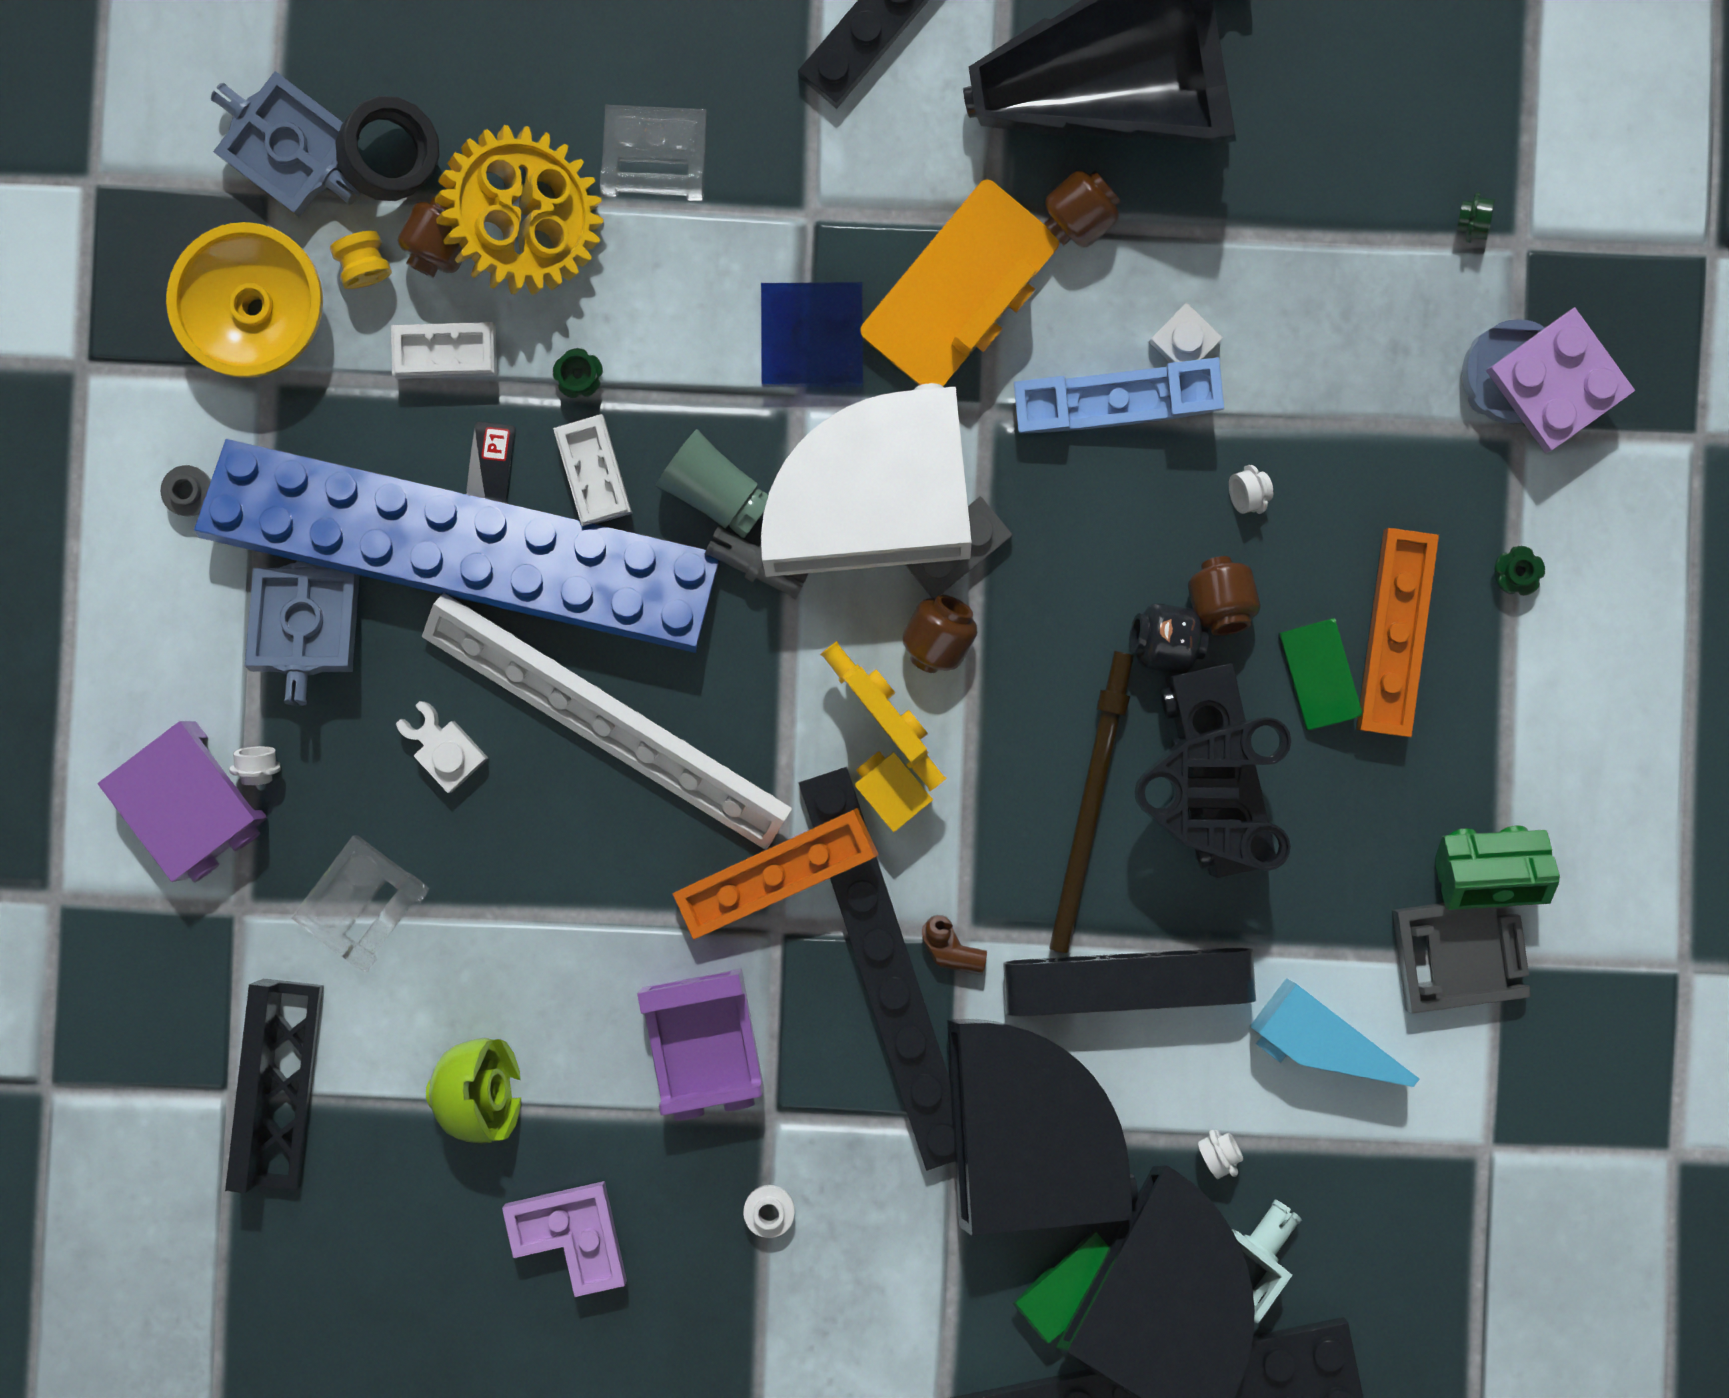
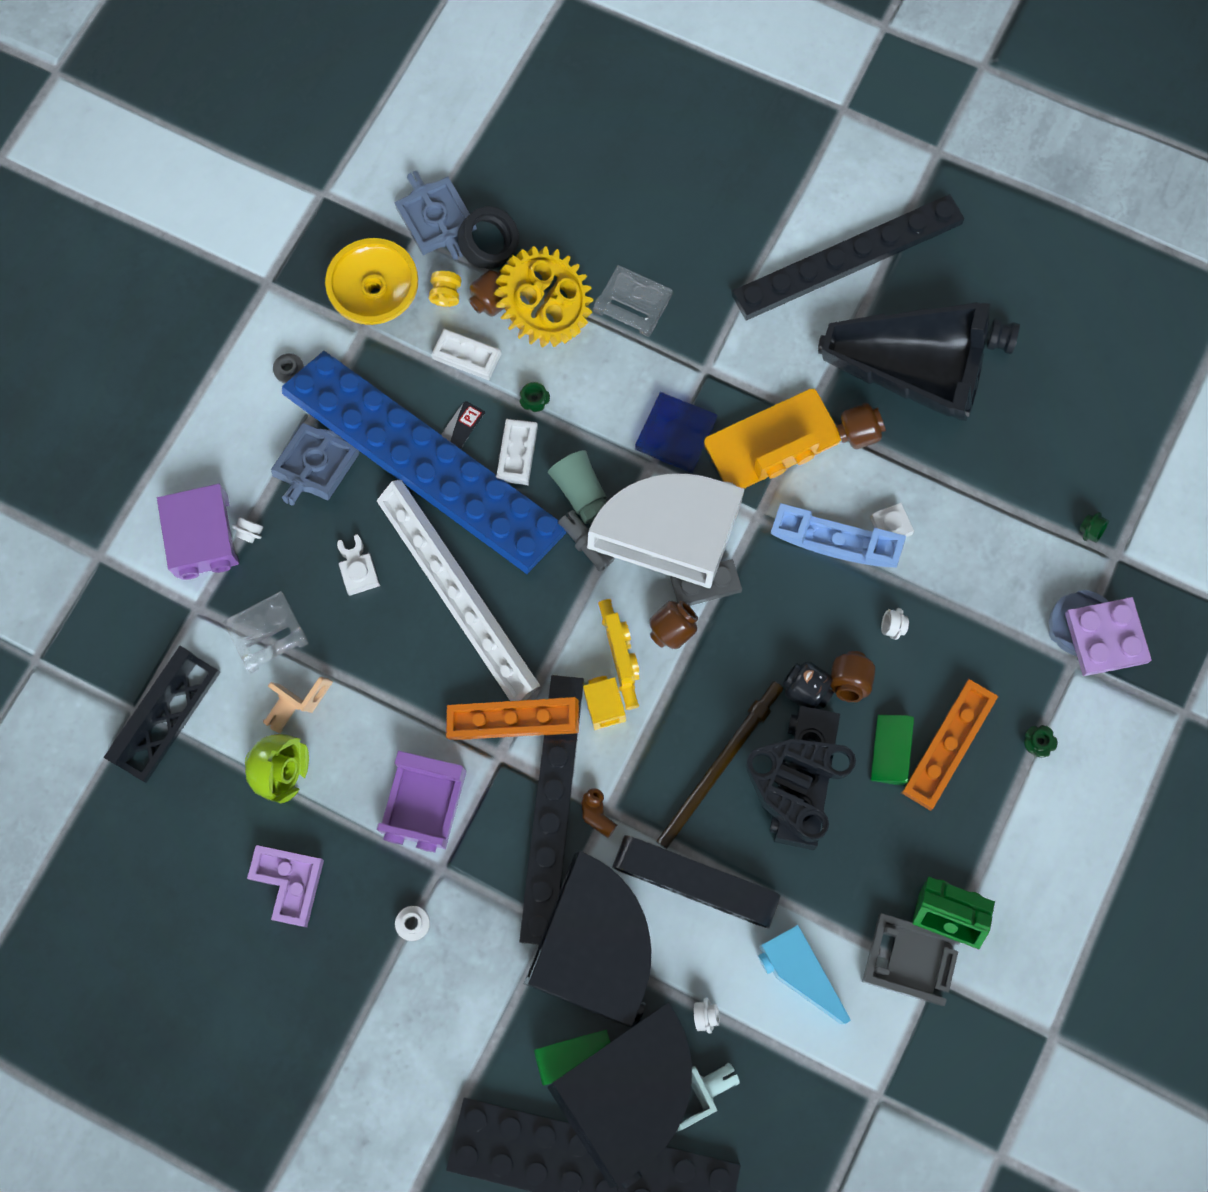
camera: 30 degrees right, 15 degrees down
(448, 986) = (289, 702): none -> light nougat bracket

